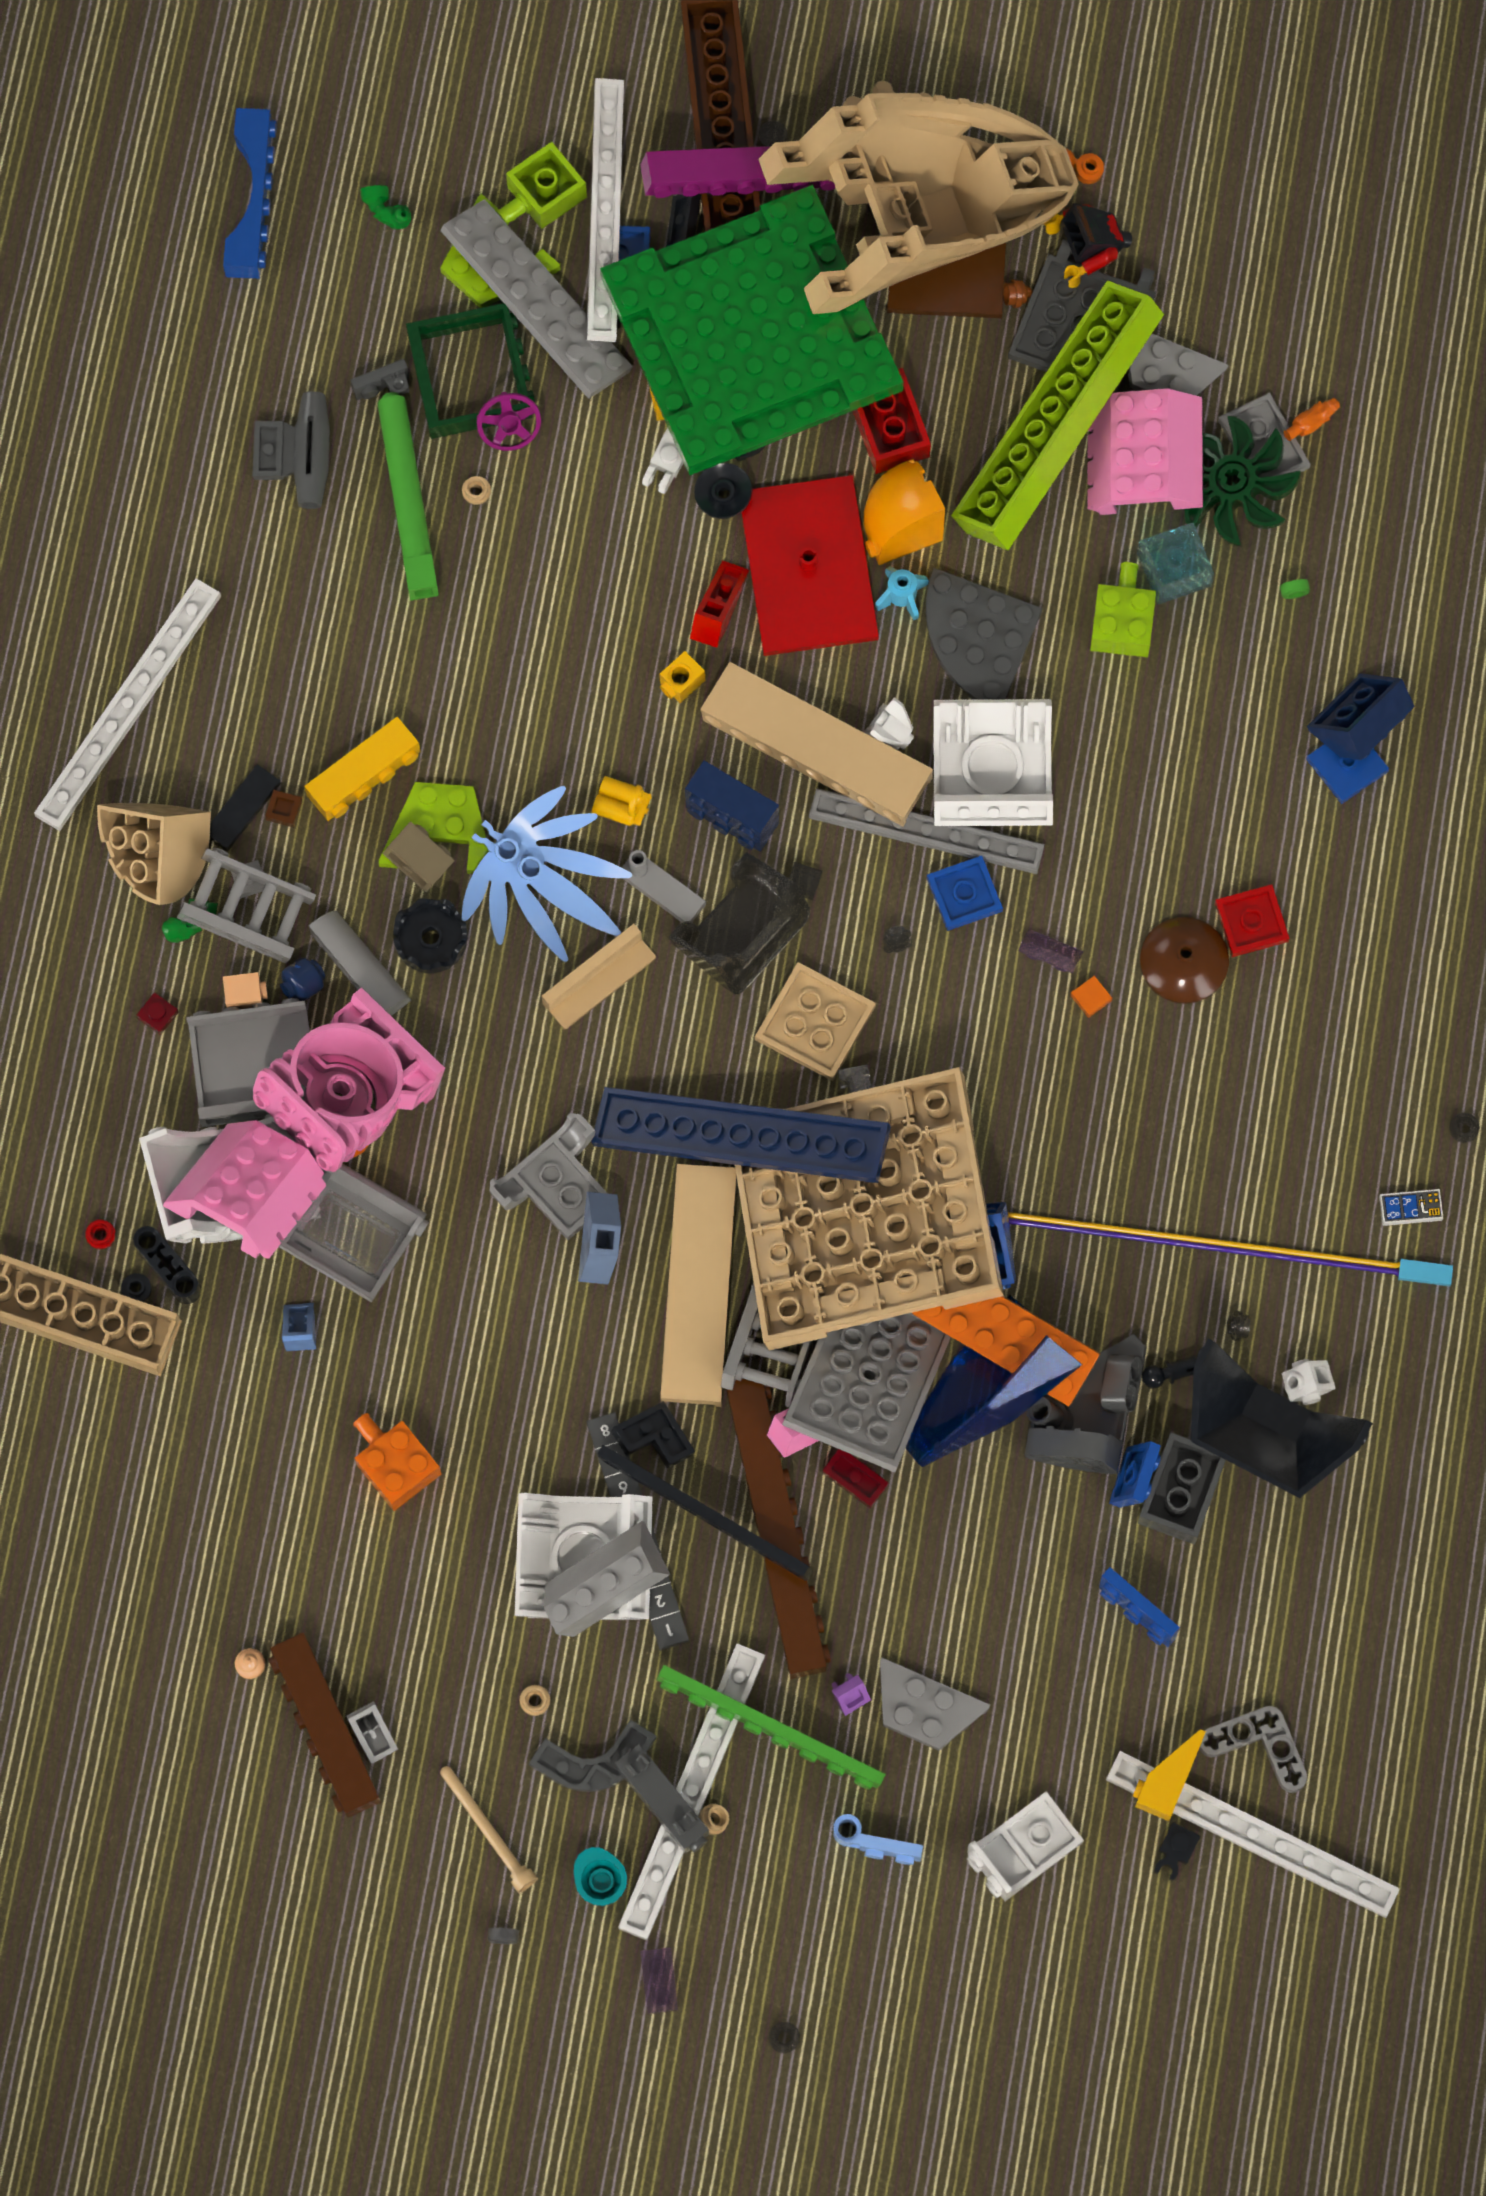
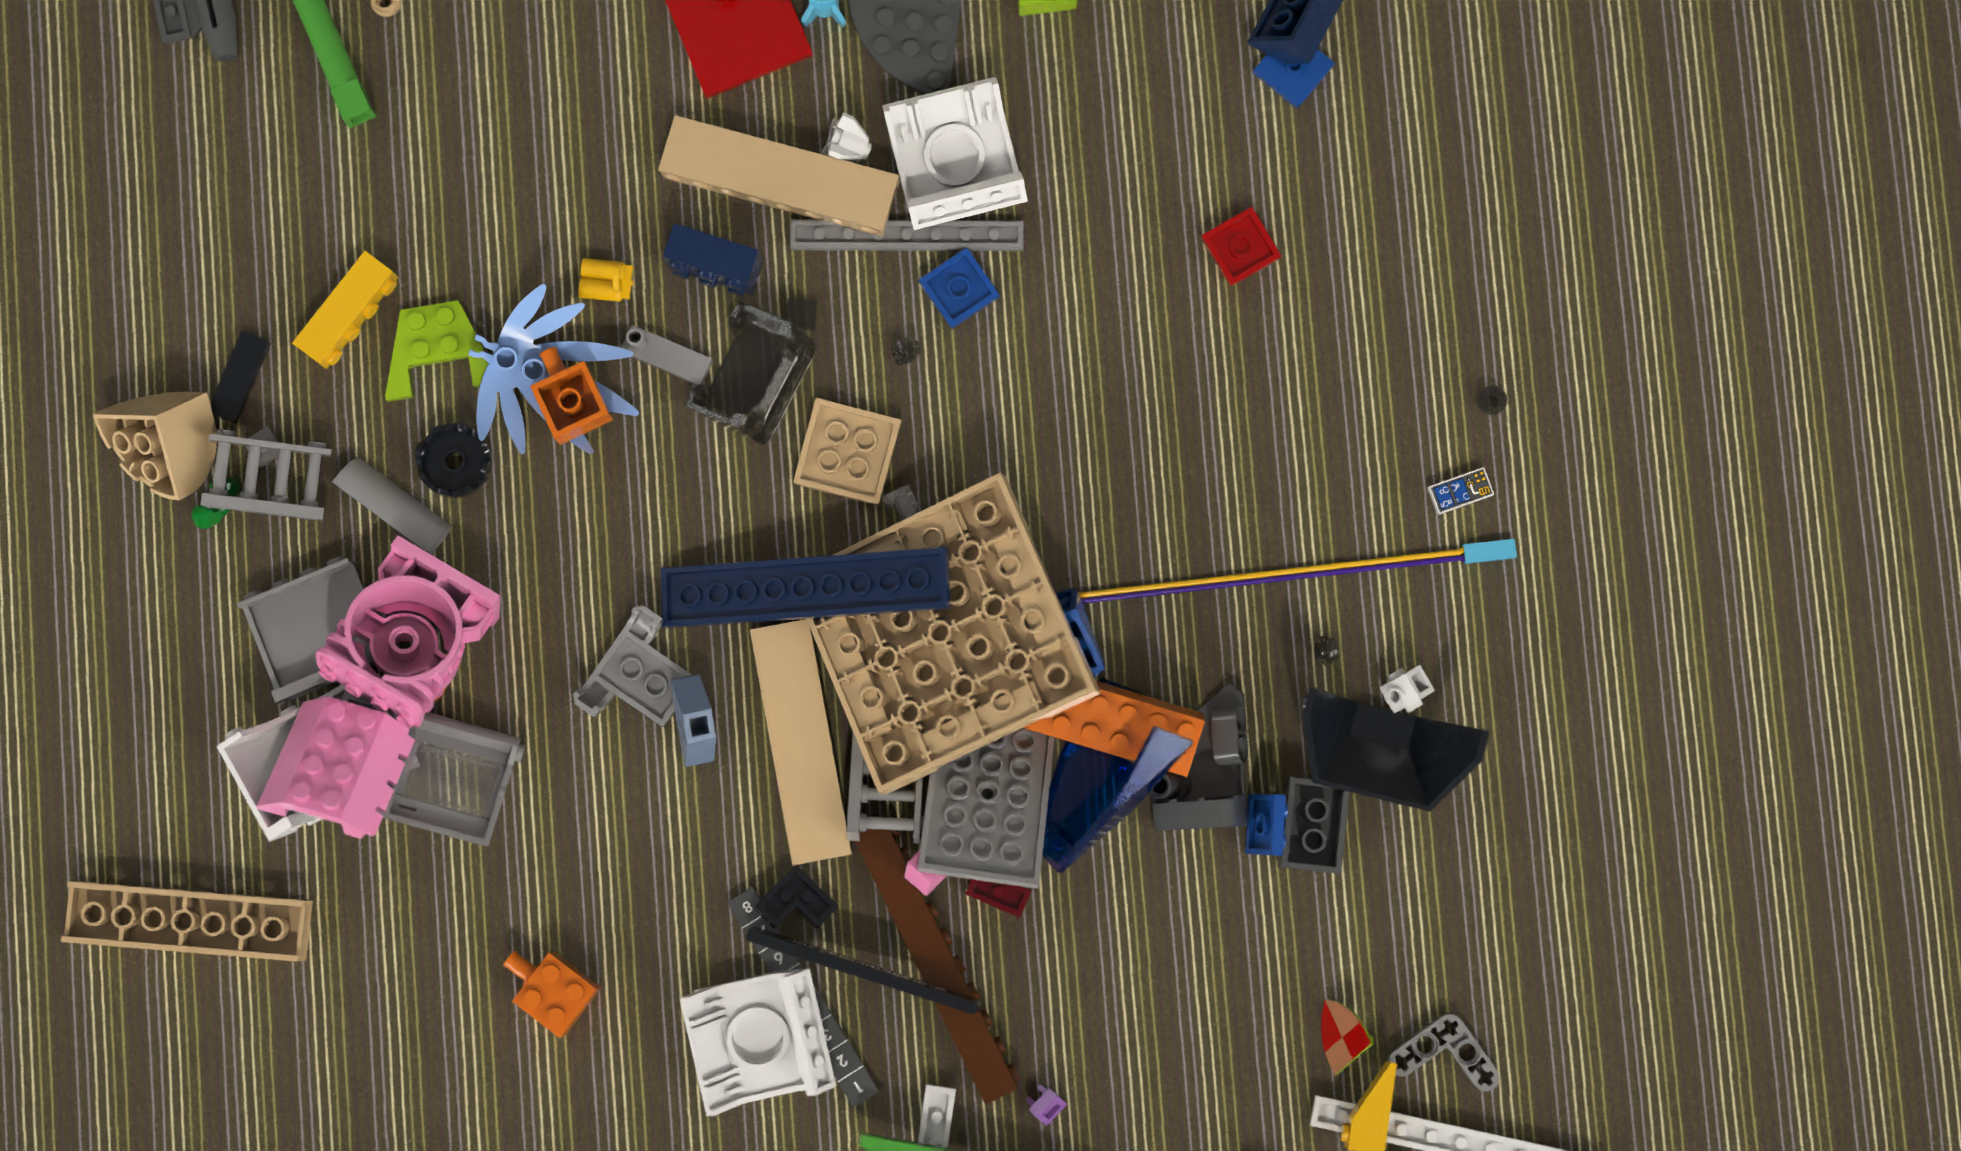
camera: 15 degrees left, 10 degrees up
(96, 1226) = (202, 840): red plate -> none
(127, 704) = (100, 302): white plate -> none
(141, 1295) = (268, 881): black plate -> none
(151, 1255) = (286, 865): black beam -> none
(157, 1013) = (209, 603): dark red plate -> none
(244, 990) = (287, 561): light nougat brick -> none
(283, 808) = (279, 368): reddish brown plate -> none
(299, 1327) = (426, 879): medium blue slope -> none
(302, 979) = (341, 535): dark blue head -> none
(418, 856) = (421, 384): dark tan brick -> none
(559, 903) = (569, 398): none -> orange brick
(598, 977) = (627, 460): tan panel -> none
(604, 1581) = (782, 1066): light grey slope -> none
(685, 666) = (632, 129): yellow brick -> none
(718, 604) = (649, 59): red slope -> none
(925, 1707) = (1120, 1098): light grey wing -> none
(1051, 951) = (1056, 325): plate -> none
(1091, 996) = (1105, 360): orange tile -> none
(1138, 1608) = (1300, 956): blue plate -> none
(1154, 1376) = (1258, 719): black pin -> none
(1161, 1699) = (1342, 1035): none -> shield
(1179, 977) = (1180, 320): reddish brown dish -> none

